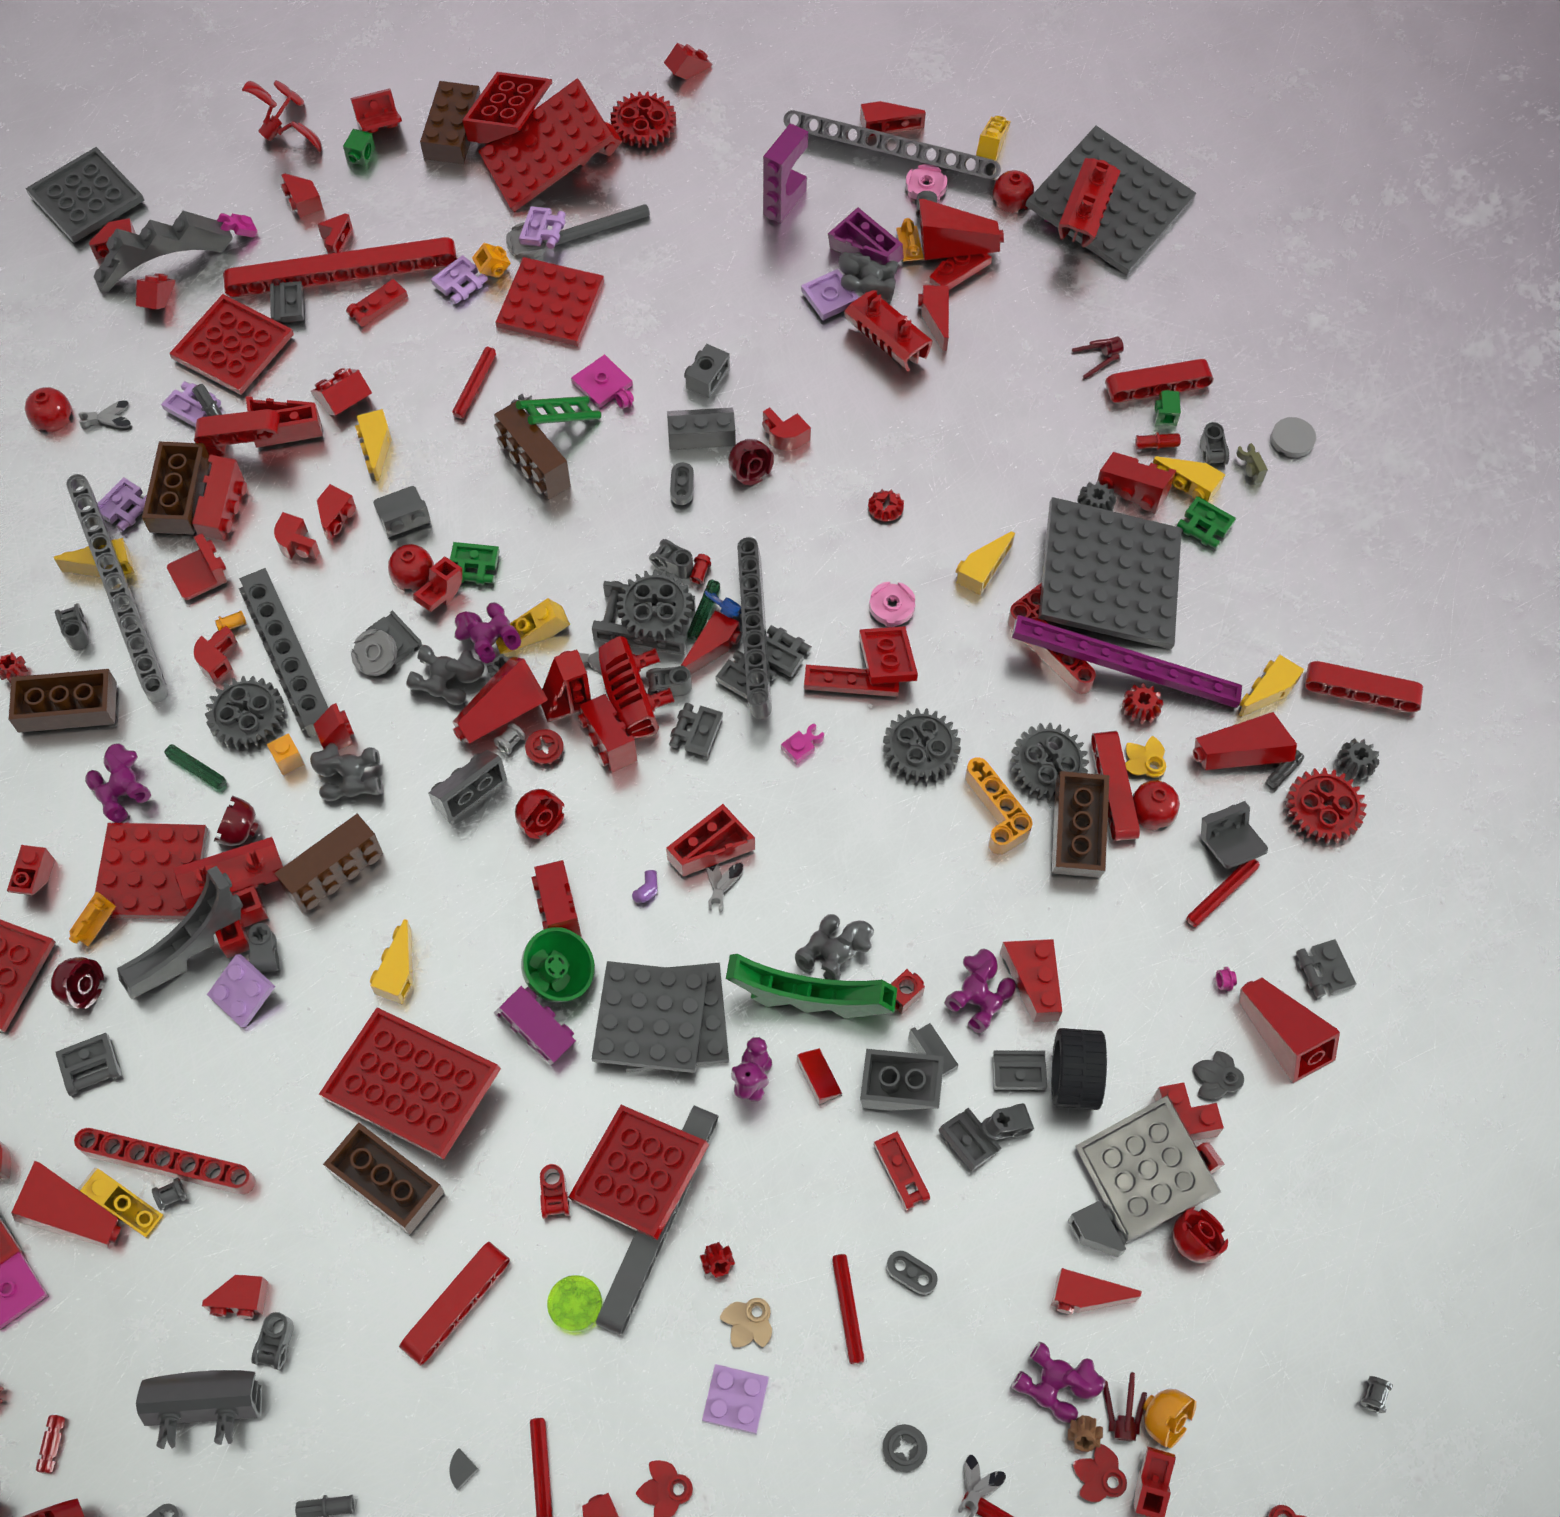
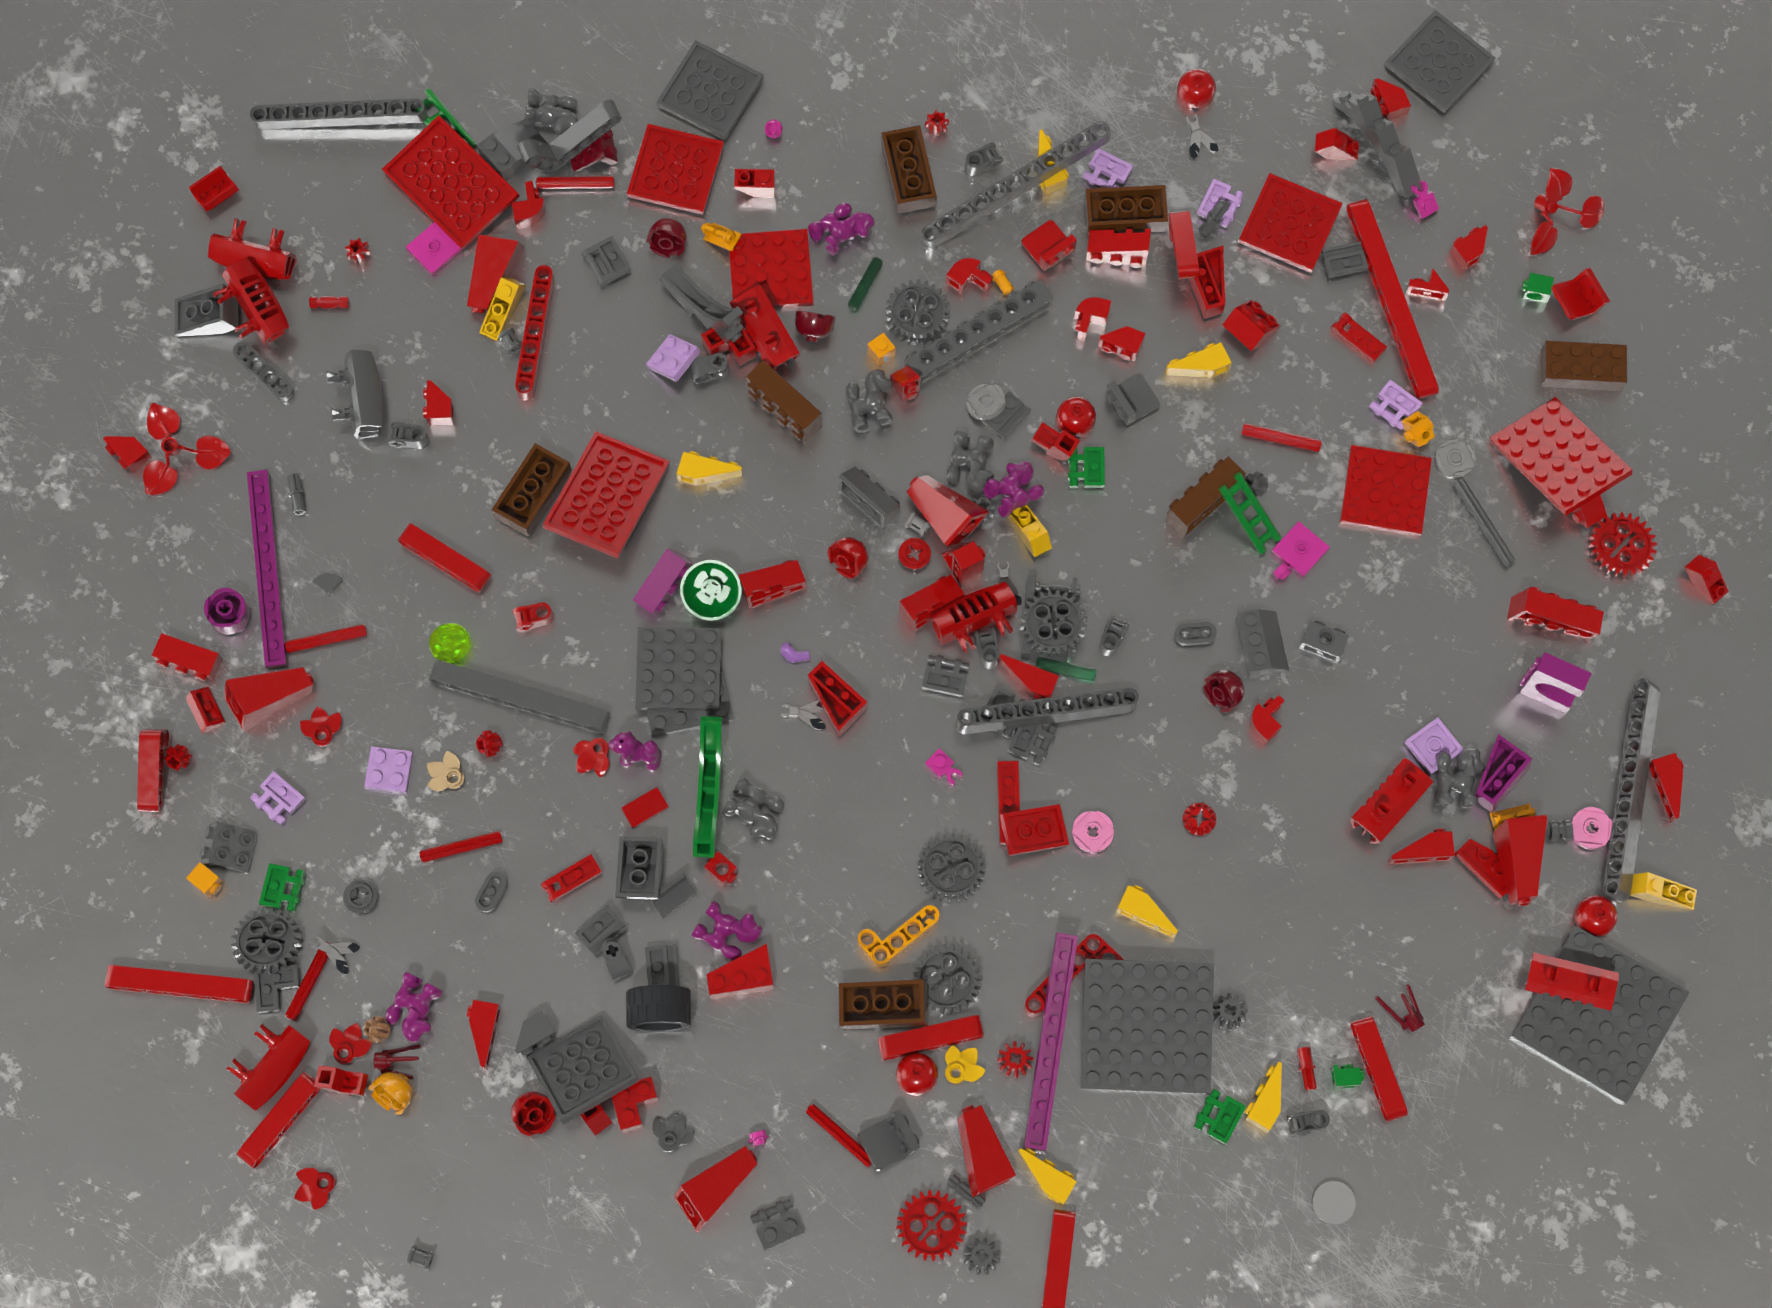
camera: 85 degrees right, 10 degrees up
(504, 106) = (1603, 410): red slope -> none
(536, 227) = (1466, 463): lavender plate -> none
(639, 1171) = (550, 675): red plate -> none
(702, 563) = (1107, 660): red pin -> none
(705, 179) = (1555, 613): none -> red wedge
(728, 606) = (1064, 683): blue plate -> none
(748, 1137) = (590, 759): none -> red plate
(1137, 482) = (1253, 1046): red wedge -> none
(1255, 465) = (1289, 1162): olive plate -> none

